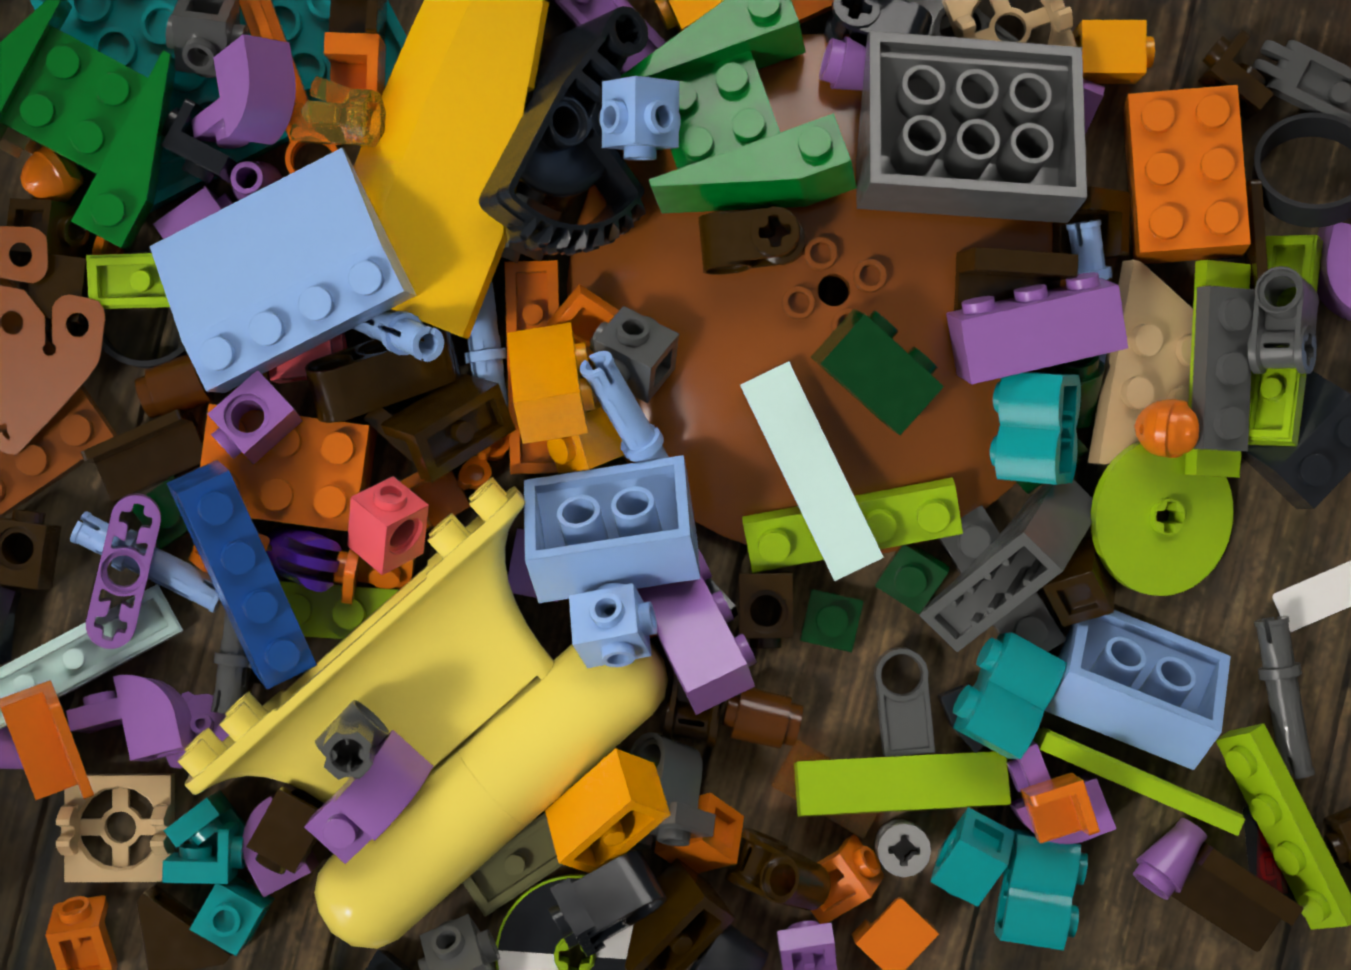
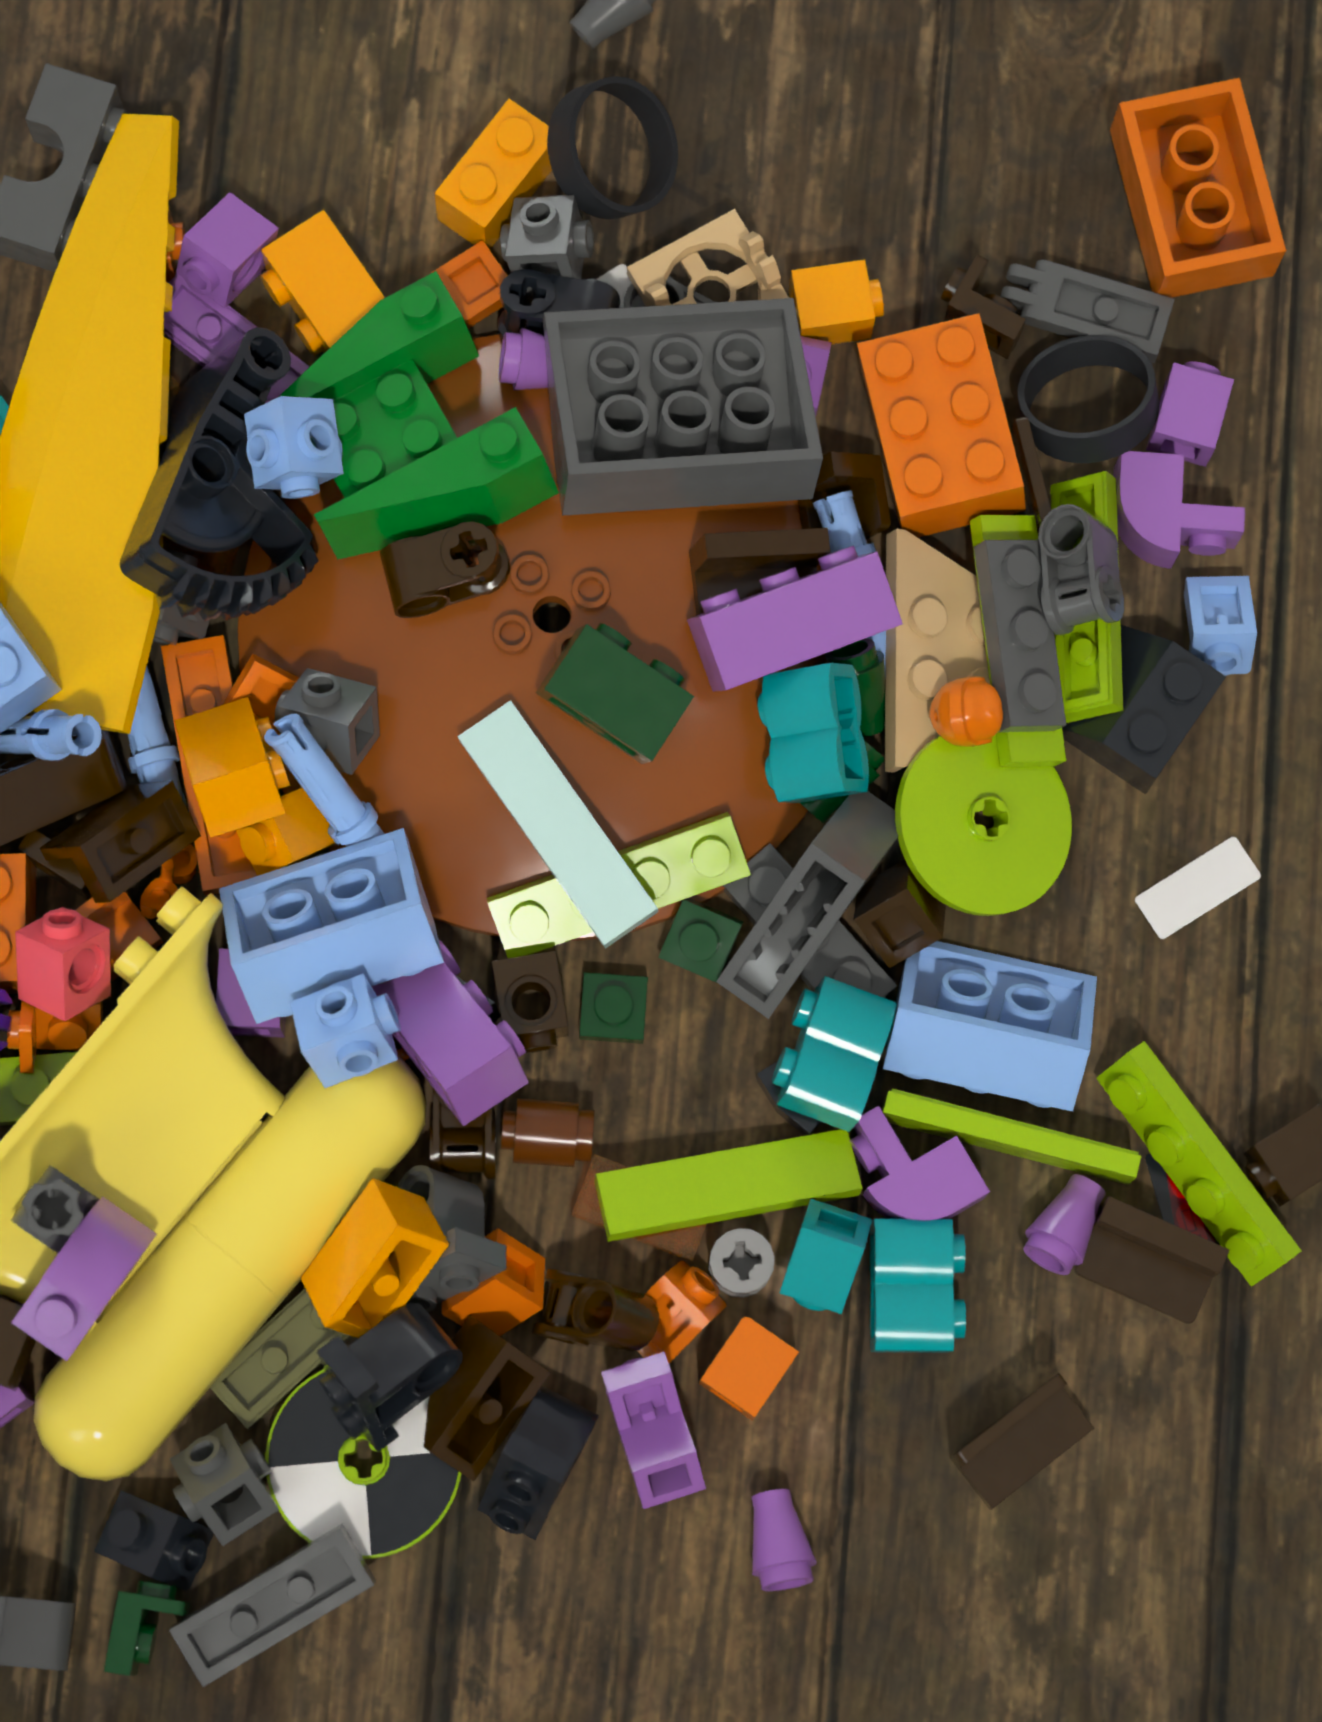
camera: 15 degrees left, 10 degrees down
(906, 717) = (718, 1108): dark grey piece -> none
(1059, 808) = (914, 1172): orange panel -> none
(1284, 695) = (1166, 1009): dark grey pin -> none

